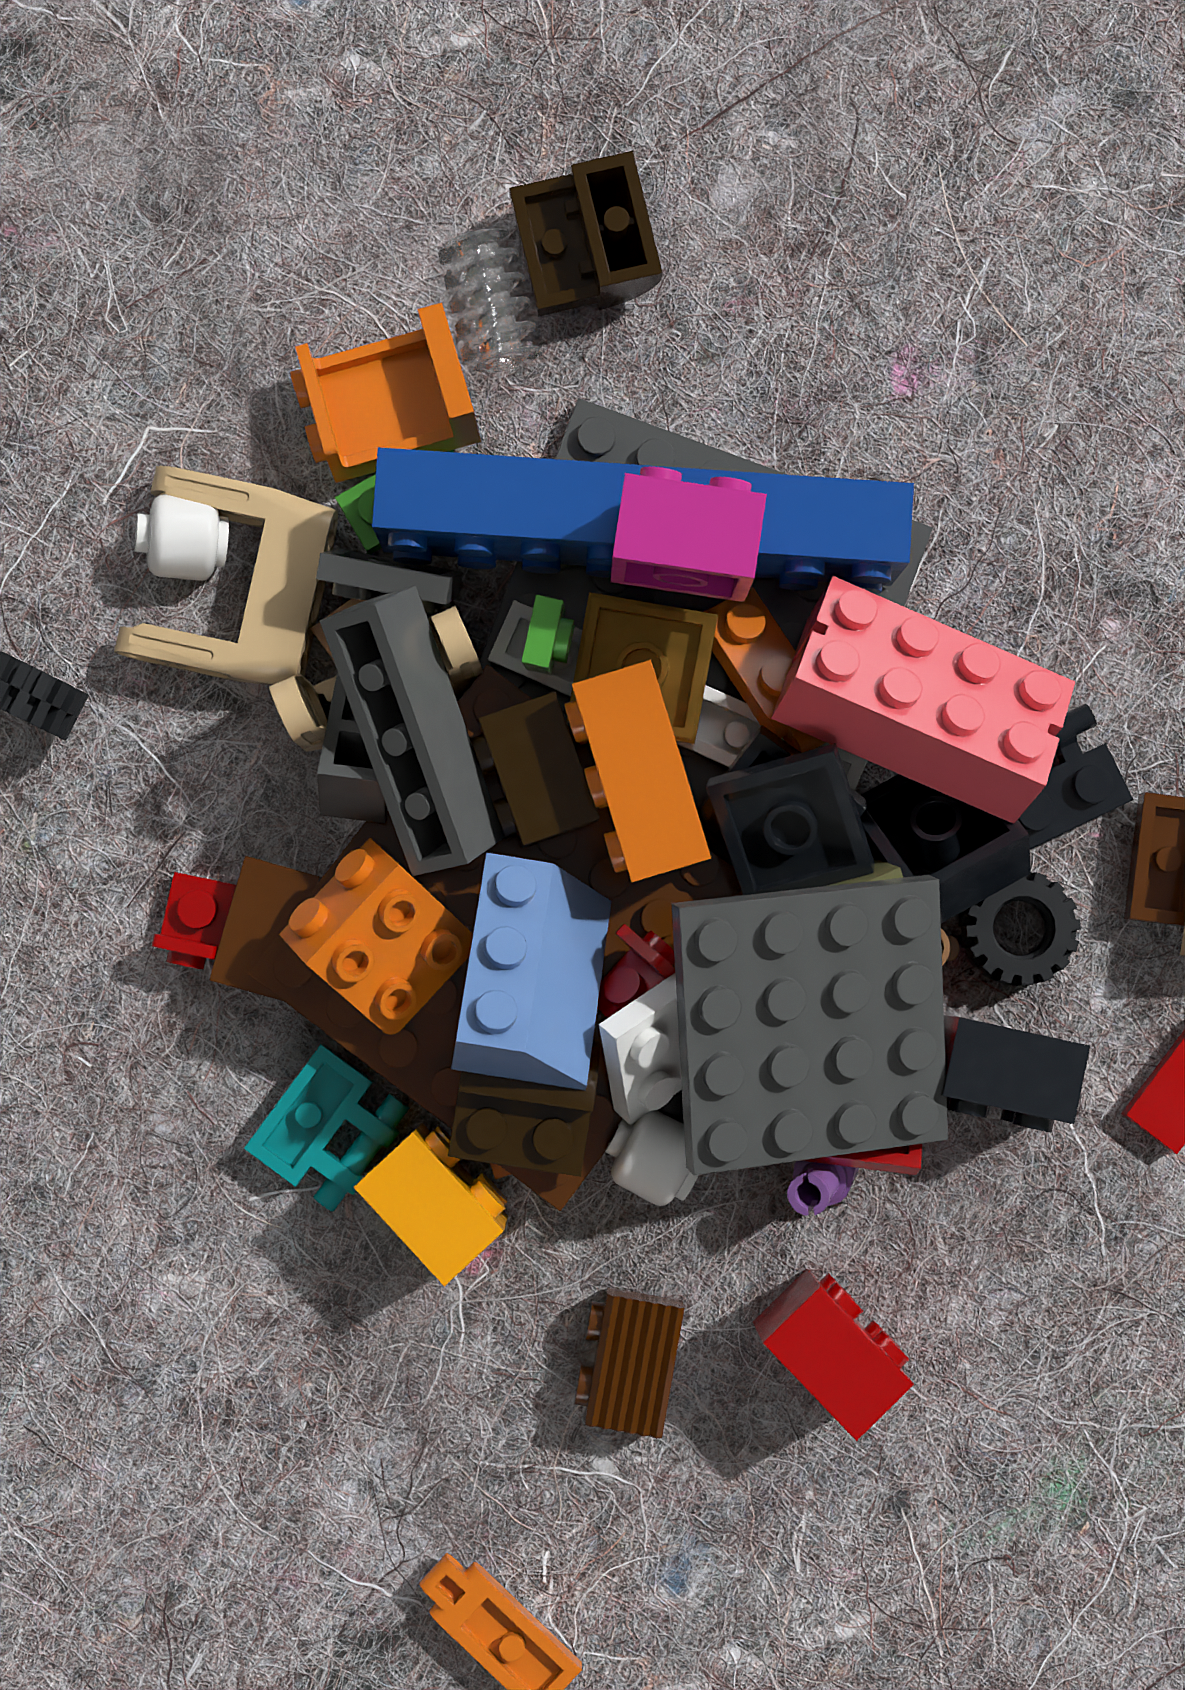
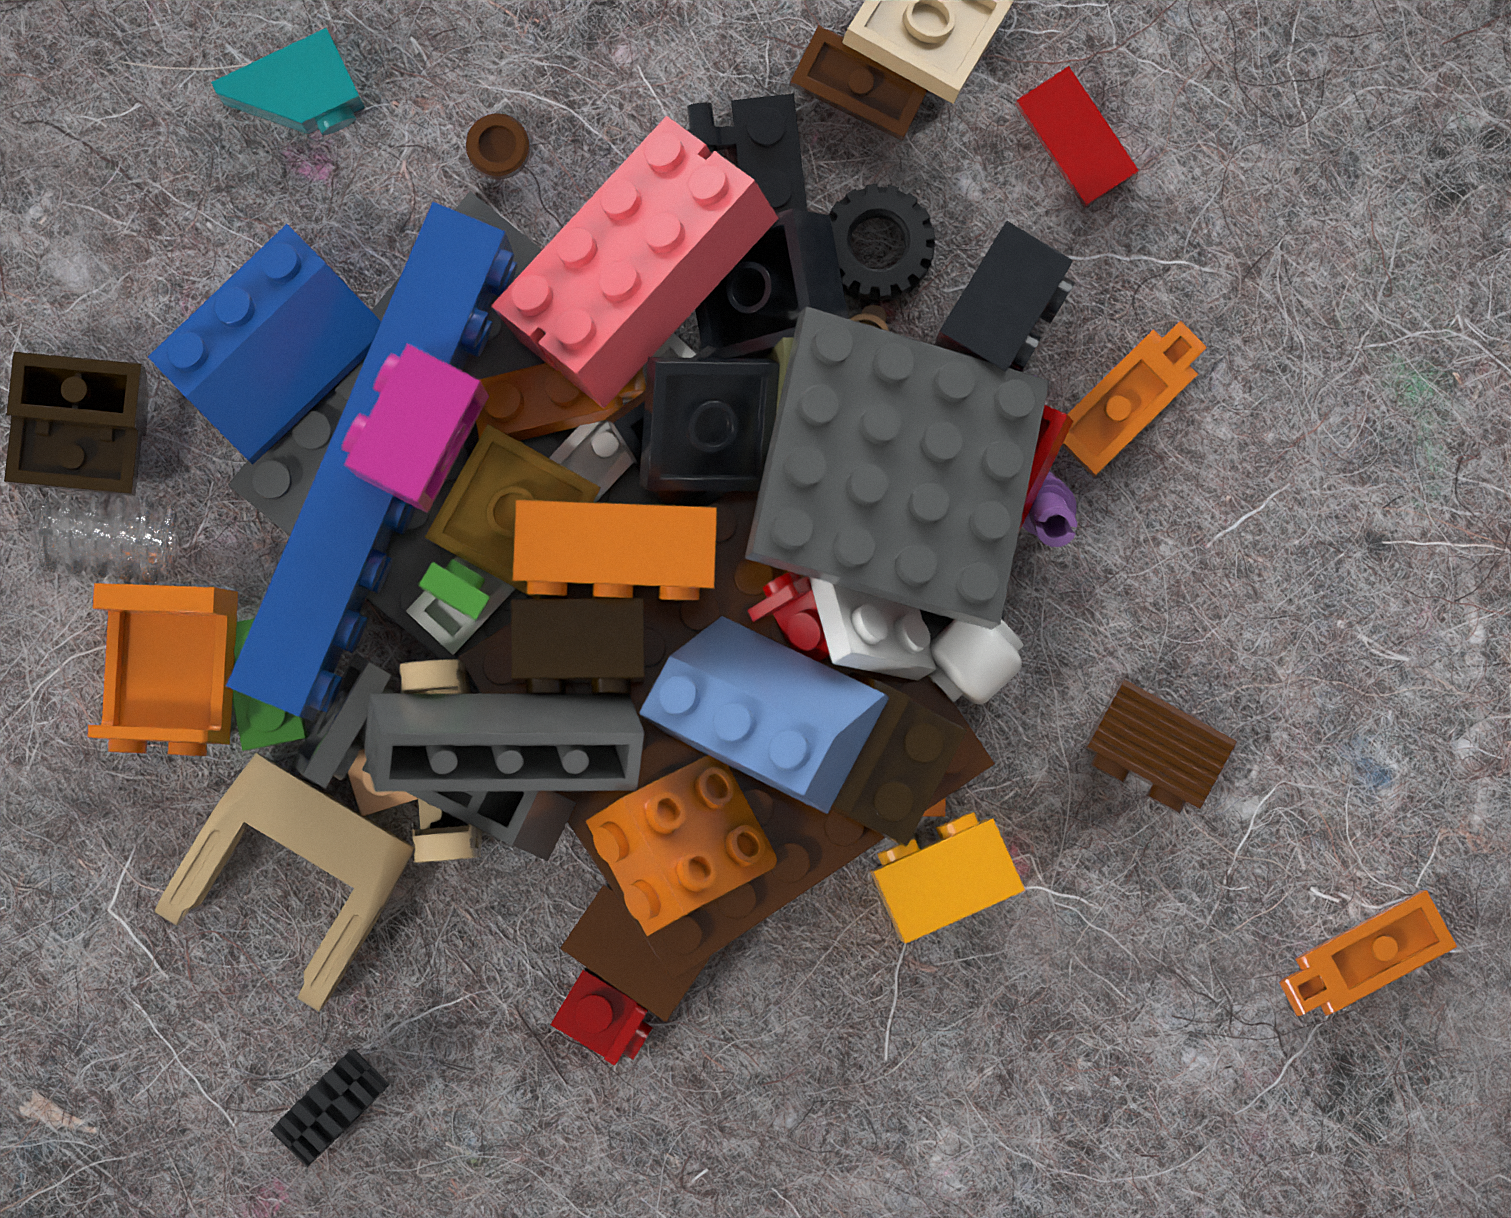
camera: 70 degrees left, 0 degrees up
(182, 538) = (233, 909): white head -> none
(310, 1116) = (826, 971): teal plate -> none
(721, 384) = (268, 344): none -> blue slope
(840, 1362) = (1211, 554): red brick -> none
(958, 1221) = (1131, 396): none -> orange hinge
(974, 331) = (296, 87): none -> teal slope
(983, 540) = (498, 146): none -> reddish brown tile

